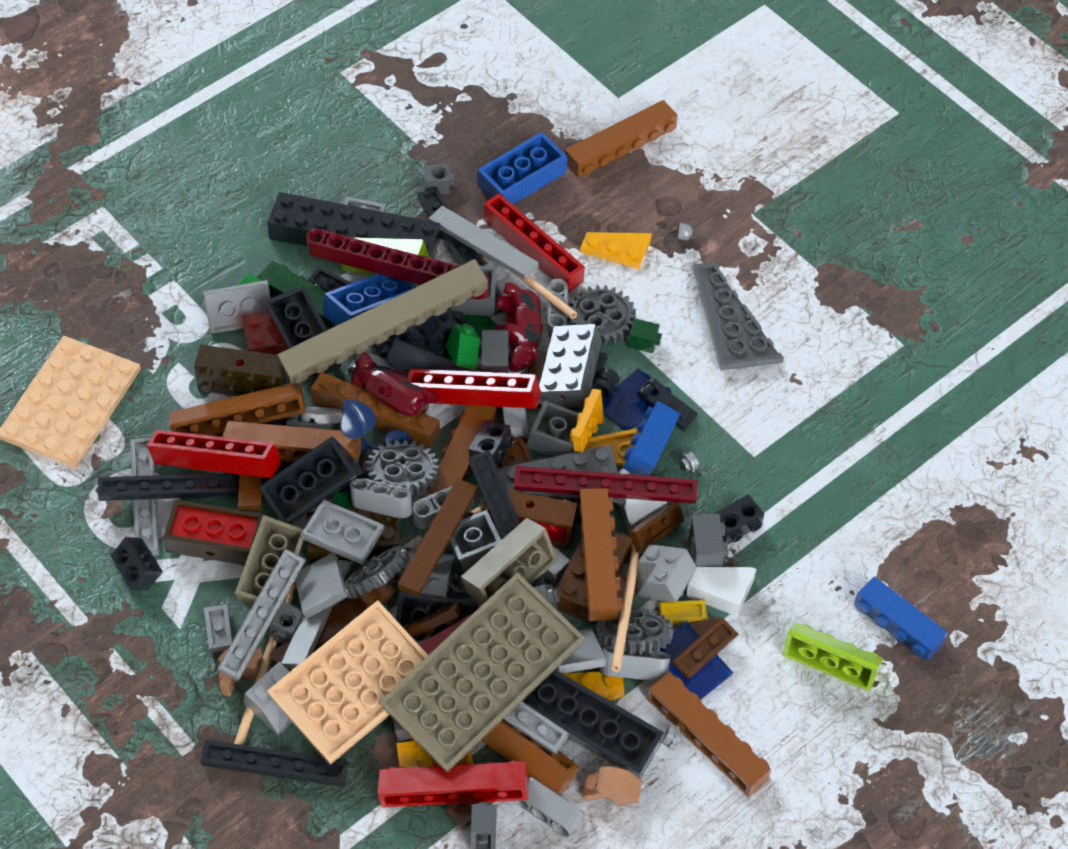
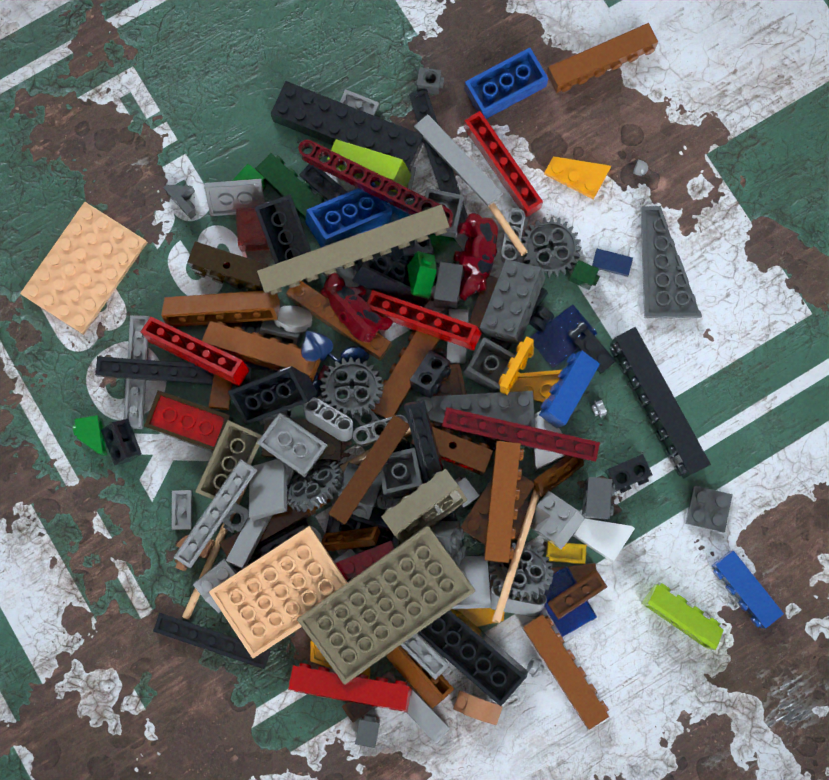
camera: 15 degrees right, 25 degrees up
(97, 562) = (89, 432): none -> green slope
(175, 317) = (179, 195): none -> dark grey slope
(674, 322) = (612, 262): none -> dark blue tile
(756, 443) = (659, 403): none -> black brick
(837, 546) = (709, 509): none -> dark grey plate

